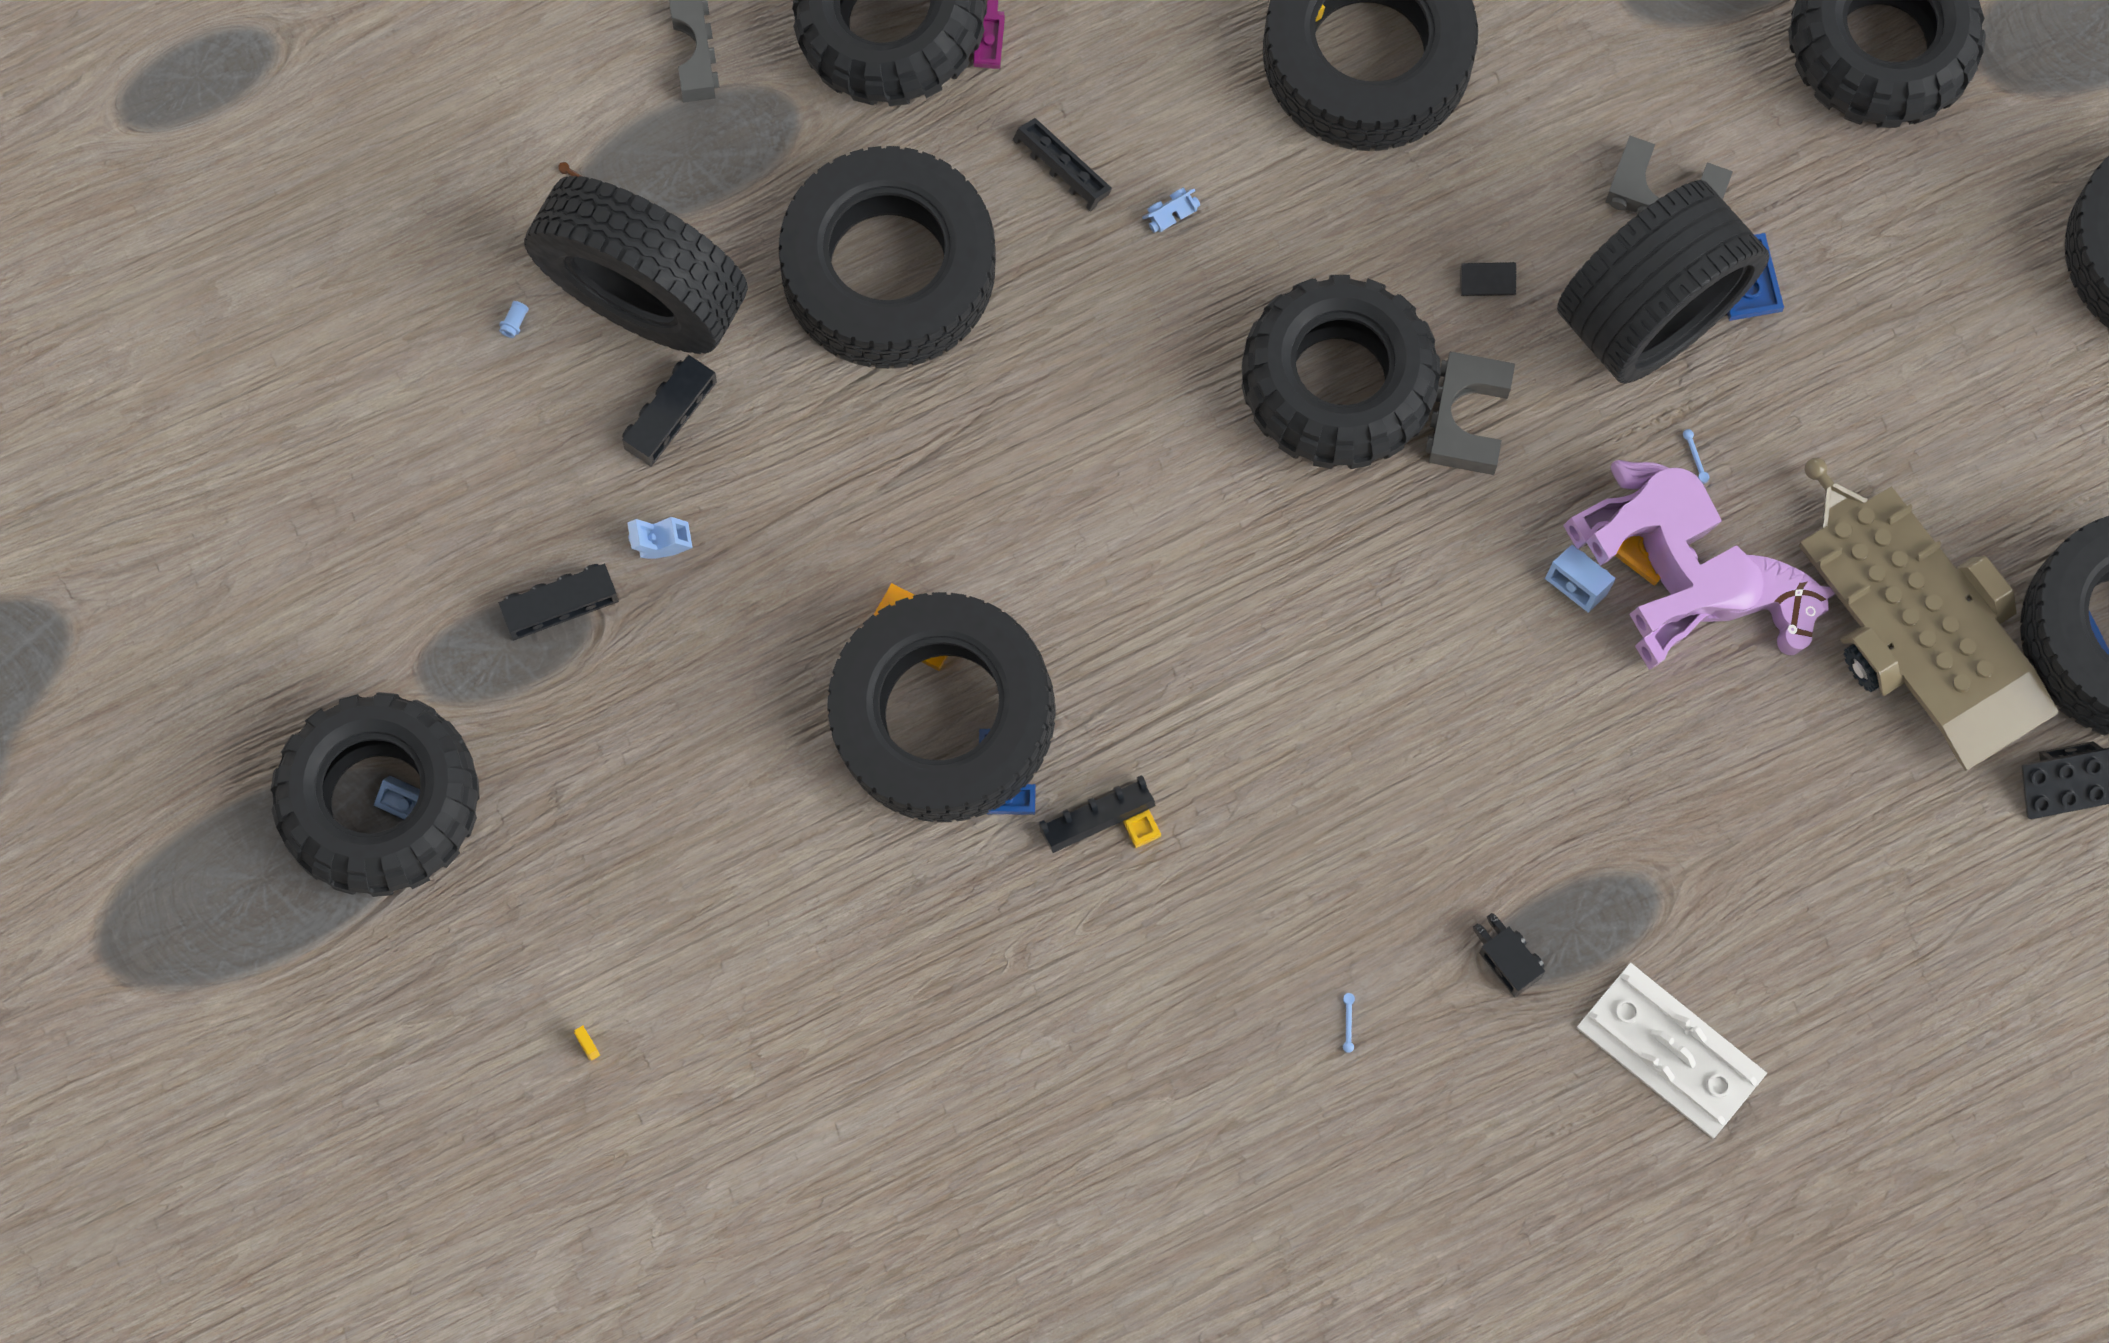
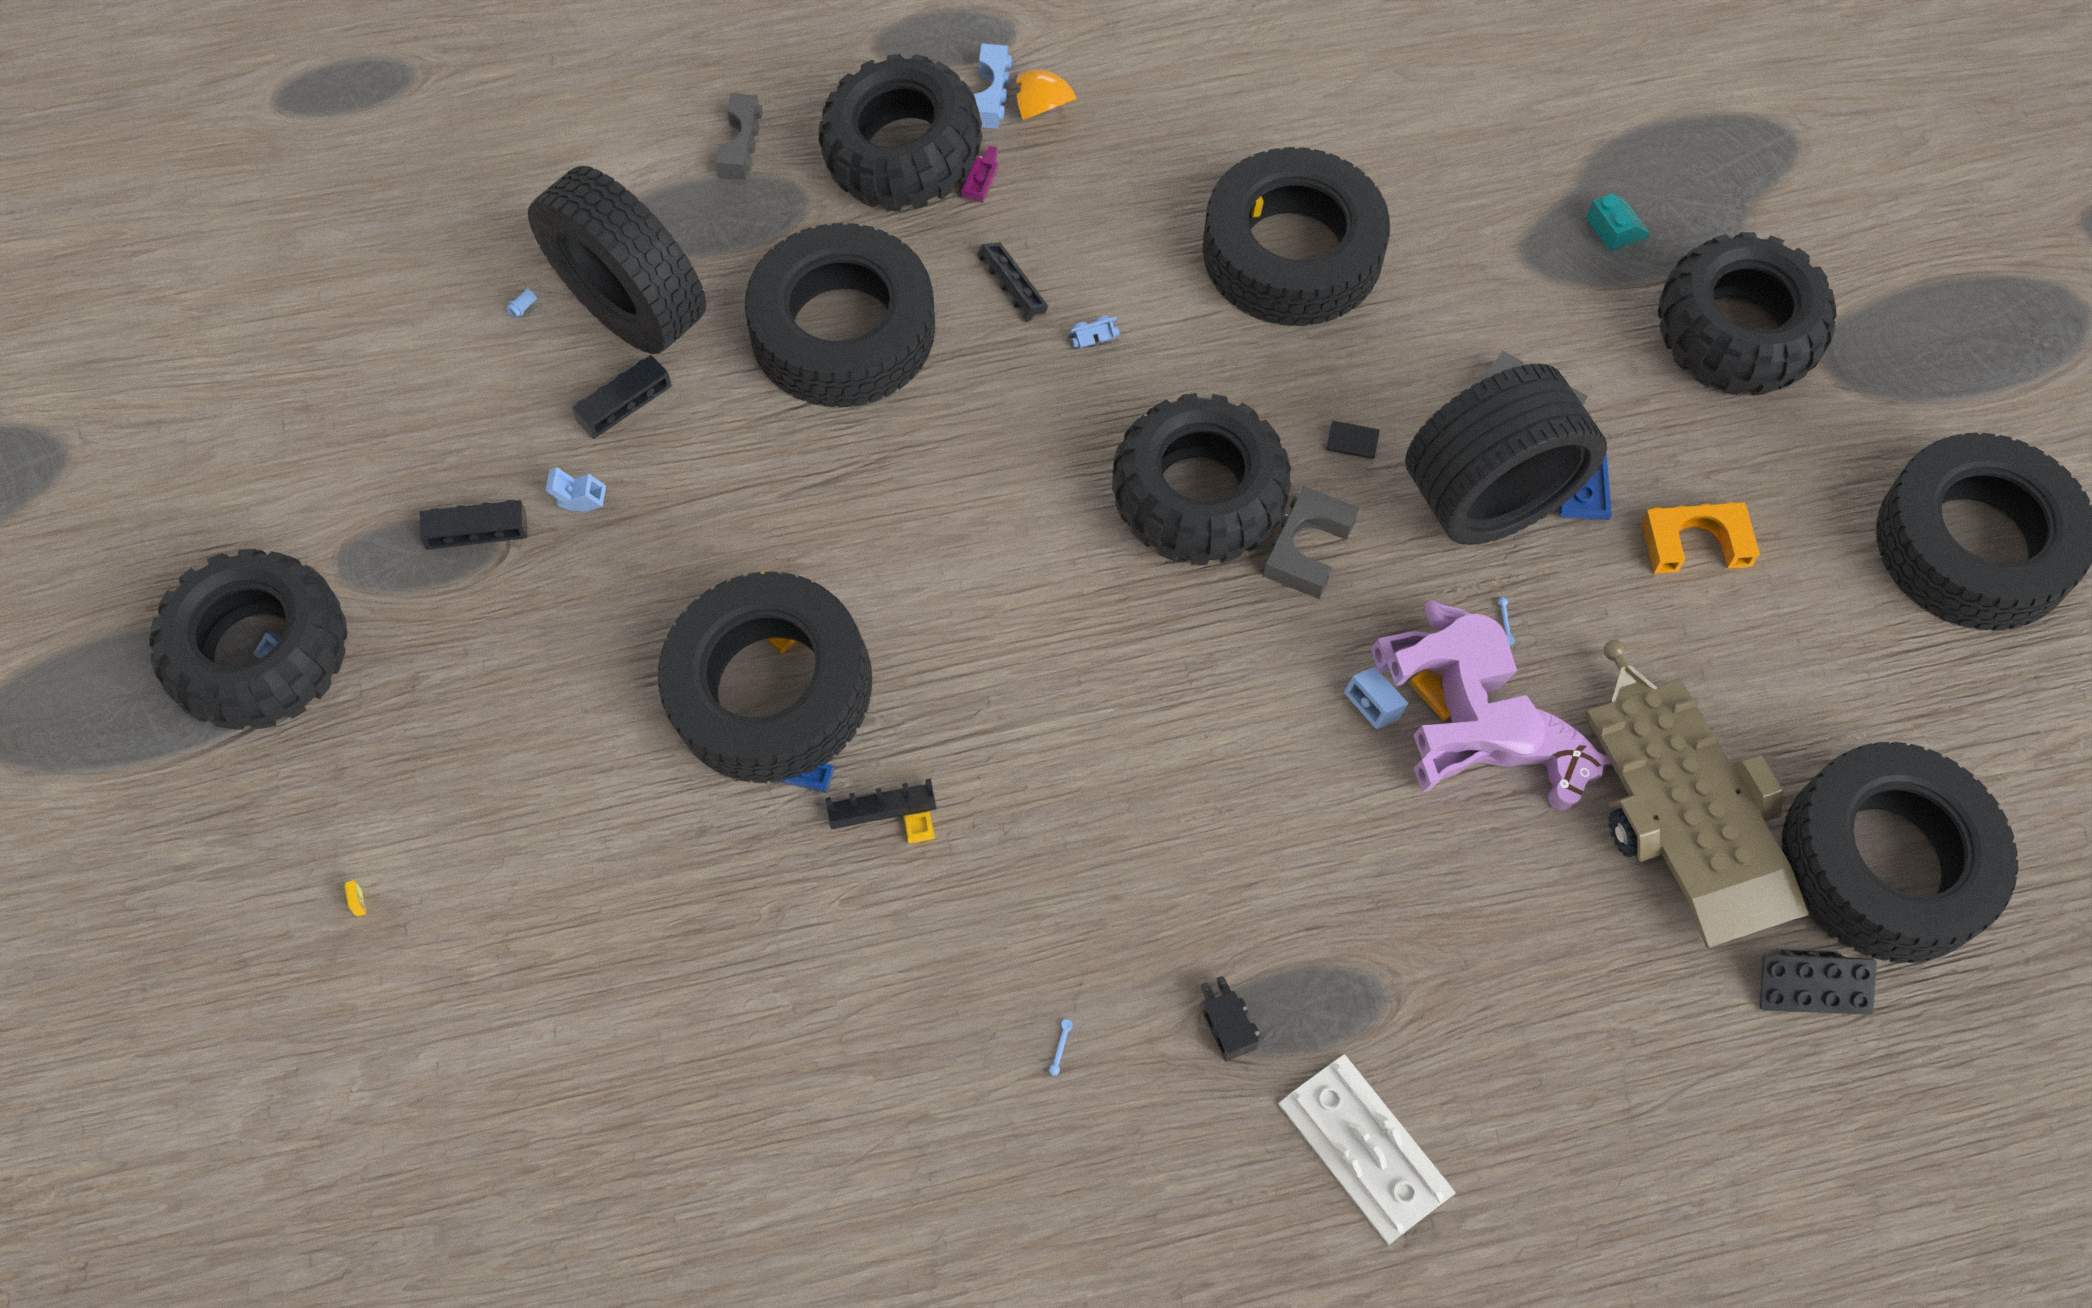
camera: 15 degrees right, 10 degrees down
(1907, 287) = (1725, 521): none -> light orange arch

